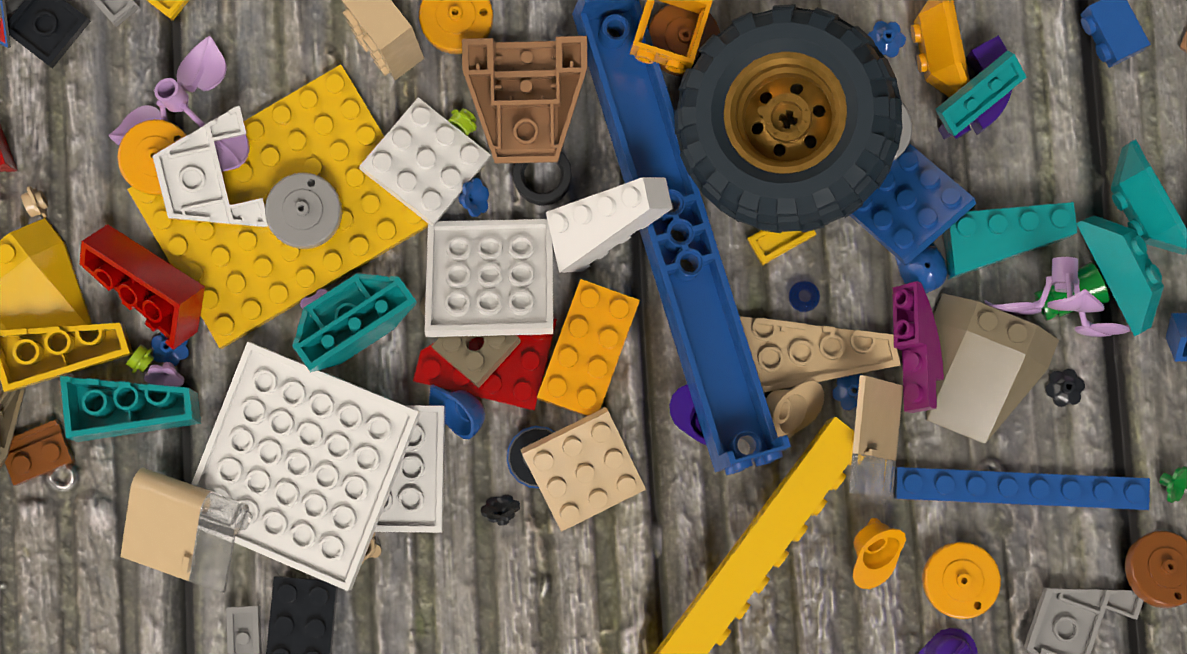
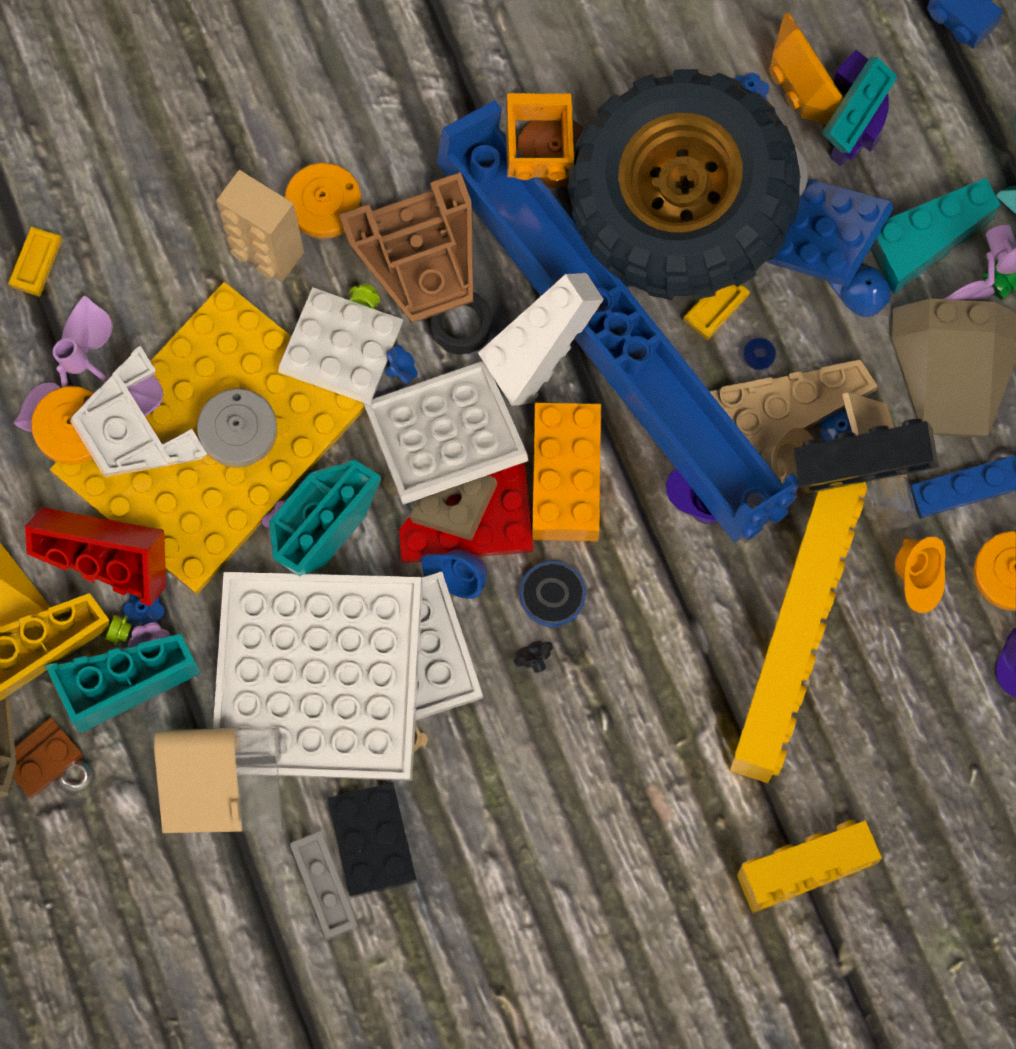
camera: 20 degrees left, 10 degrees down
(583, 469) = (603, 586): tan plate -> none
(859, 447) = (866, 456): none -> black brick
(920, 345) = (888, 359): magenta slope -> none

